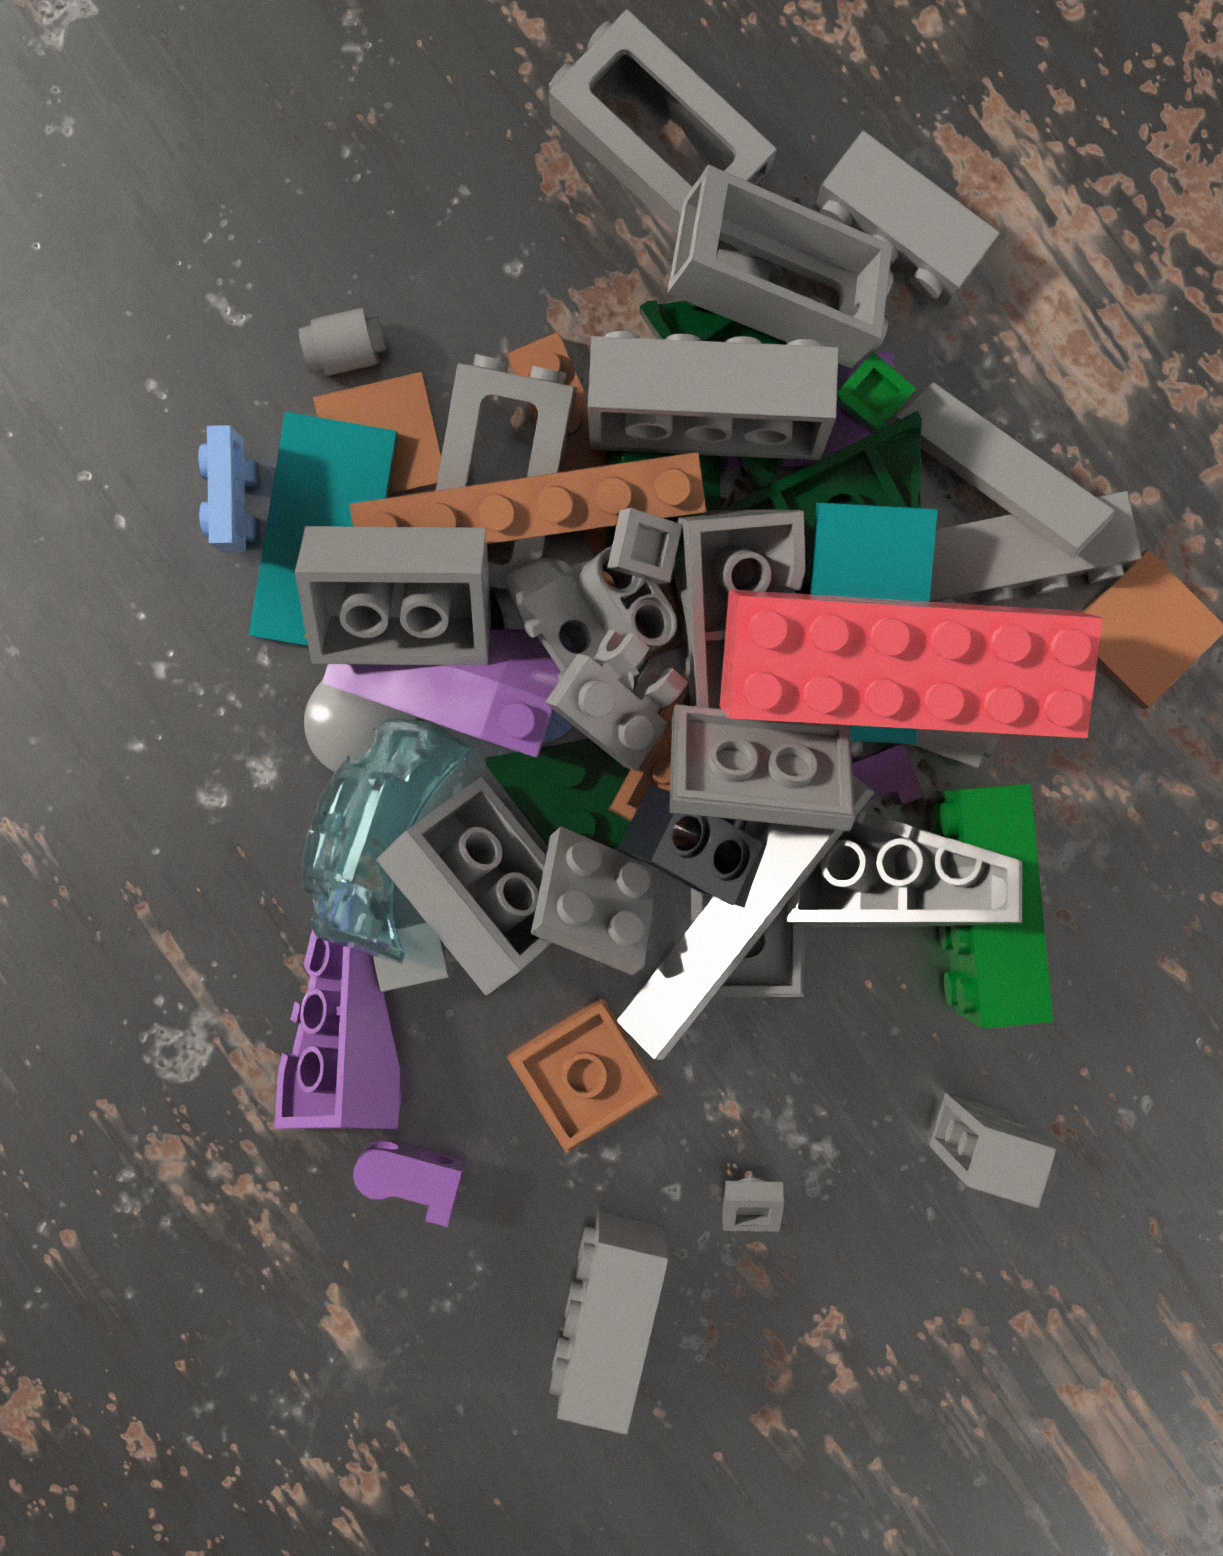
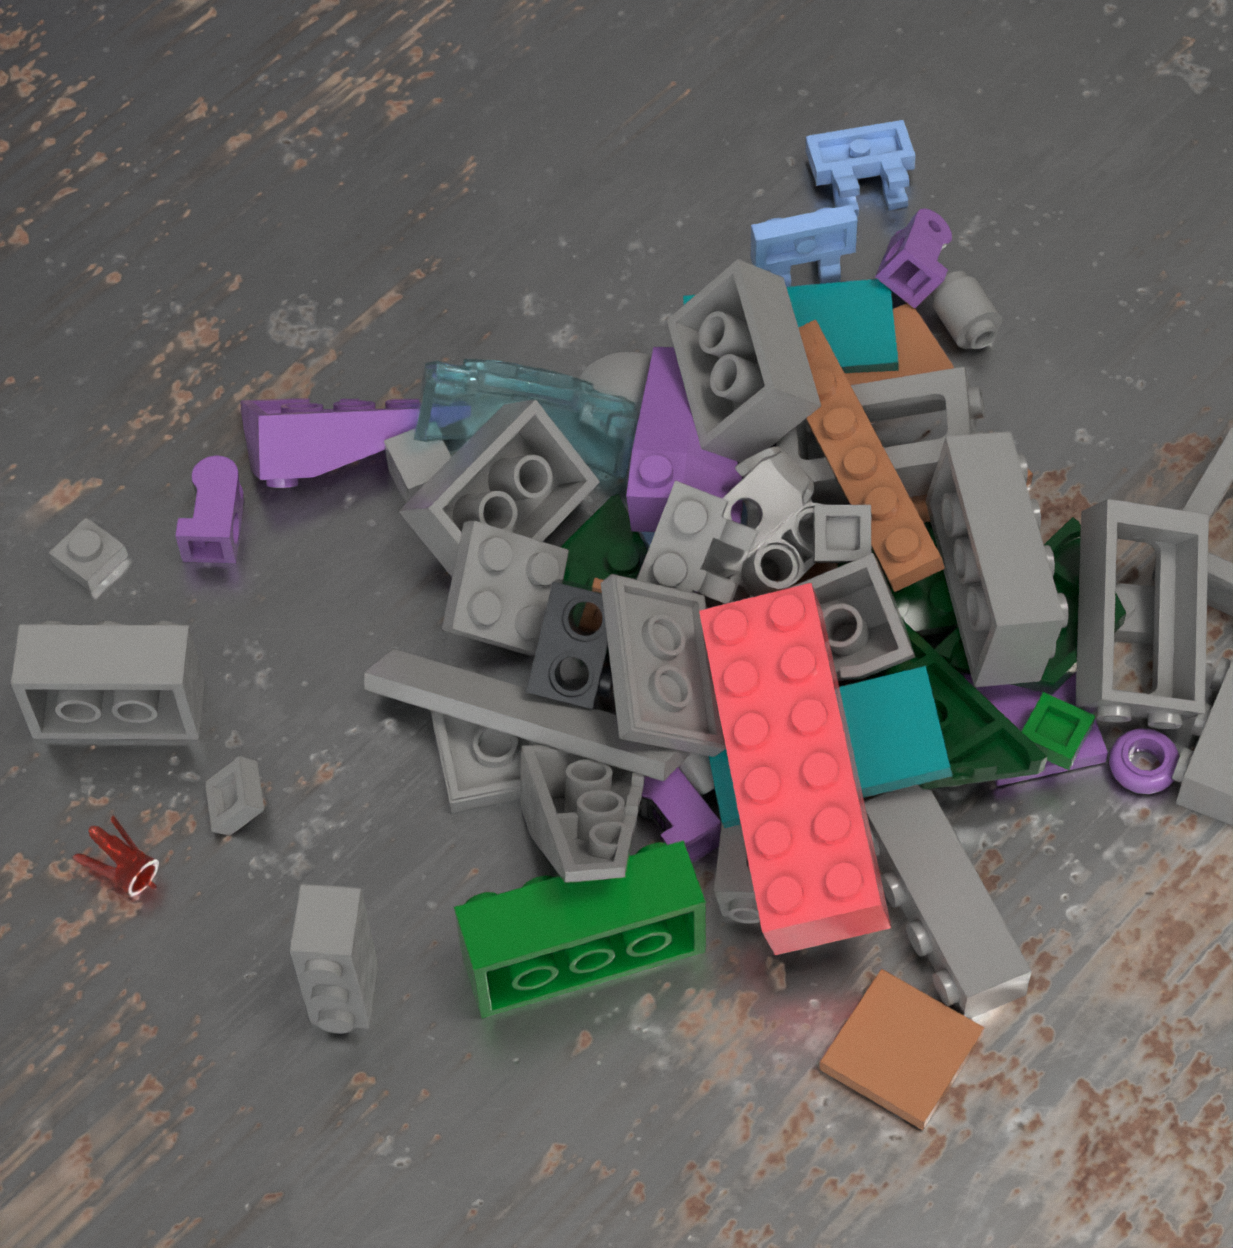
camera: 85 degrees right, 30 degrees down
(103, 398) = (861, 153): none -> light blue plate
(266, 377) = (912, 256): none -> medium lavender leg
(426, 1311) = (88, 554): none -> light grey plate
(584, 1074) = (335, 637): nougat tile -> none
(811, 1322) = (133, 867): none -> clear red piece
(928, 315) = (1143, 741): none -> medium lavender piece
(1008, 472) = (1017, 857): light grey tile -> none

